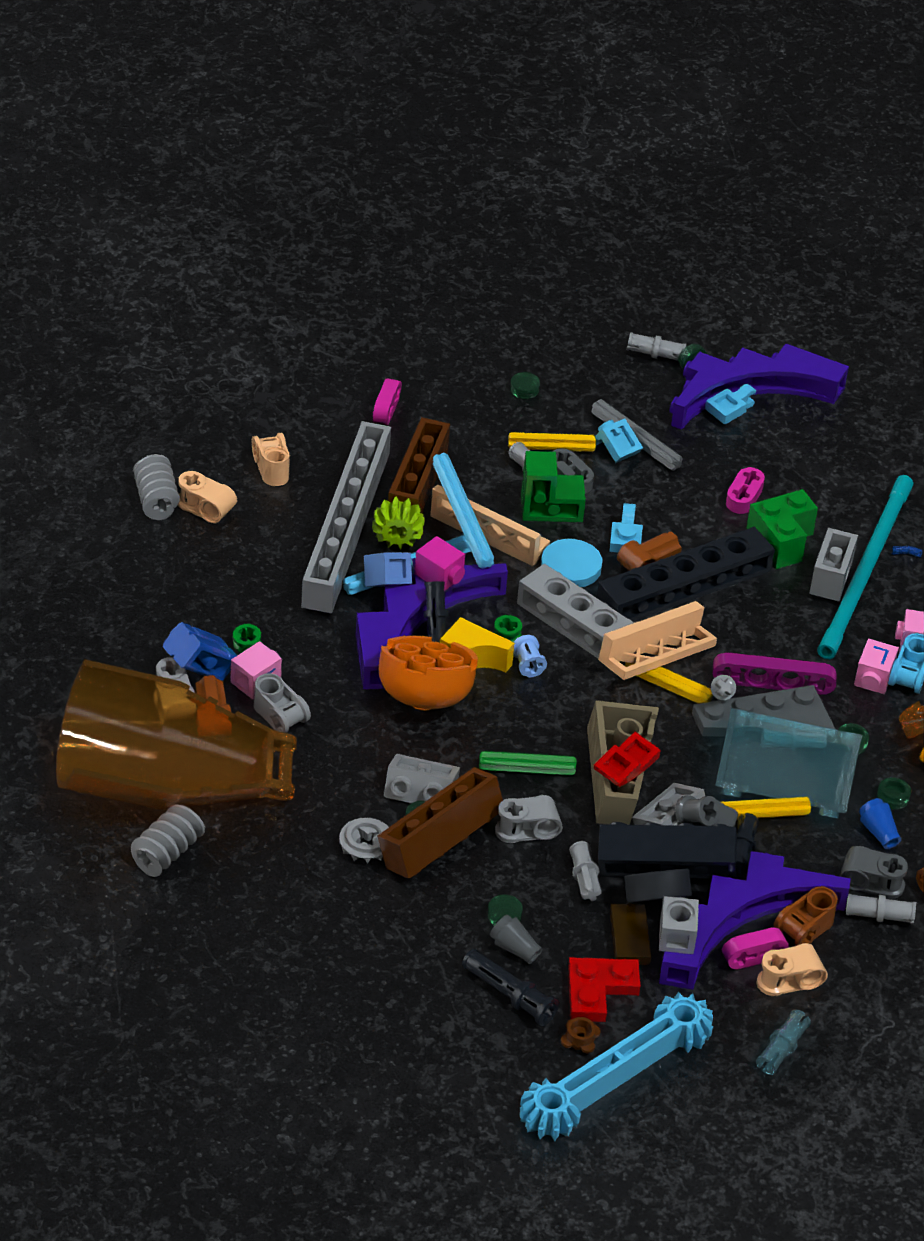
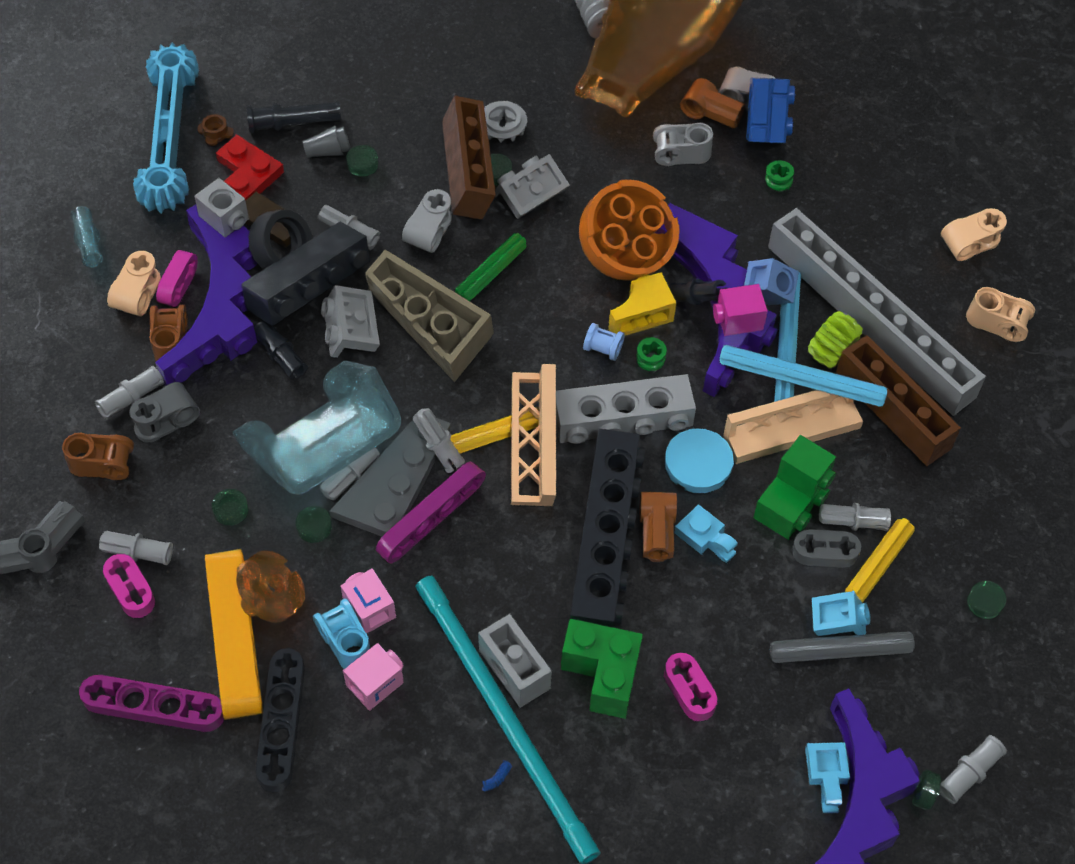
camera: 130 degrees right, 15 degrees up
(156, 486) = (1012, 206): light grey piece -> none
(251, 664) = (732, 151): bright pink brick -> none
(387, 401) = (1028, 453): dark pink beam -> none
(628, 760) = (403, 282): red slope -> none
(704, 811) = (315, 316): dark grey piece -> none
(772, 807) = (301, 392): yellow axle -> none
(880, 822) = (207, 461): blue cone -> none

